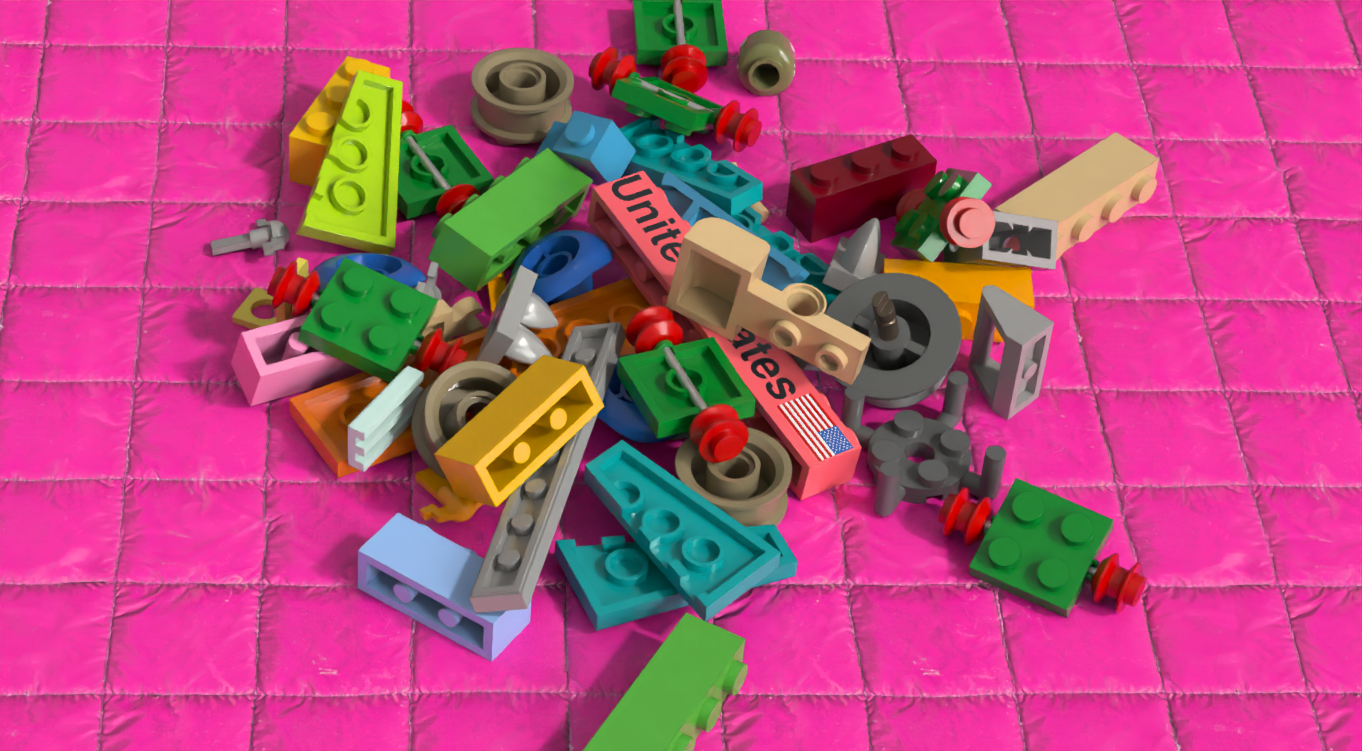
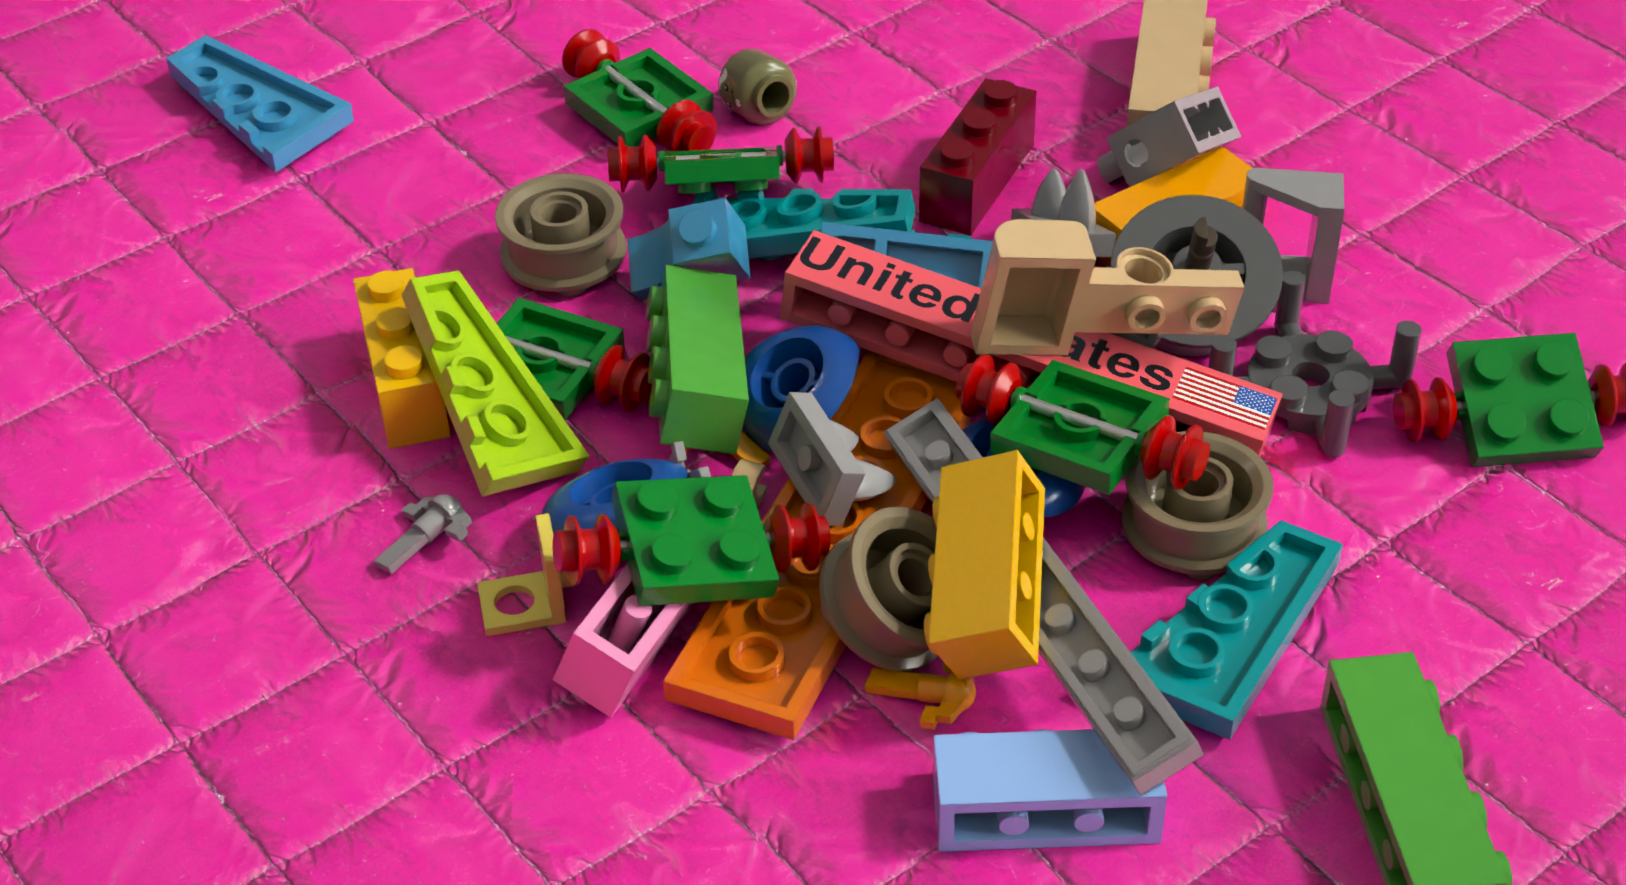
camera: 30 degrees left, 0 degrees up
(383, 419) = (810, 639): light aqua tile -> none
(684, 534) = (1237, 580): teal wing -> none
(944, 213) = (1116, 129): plate -> none

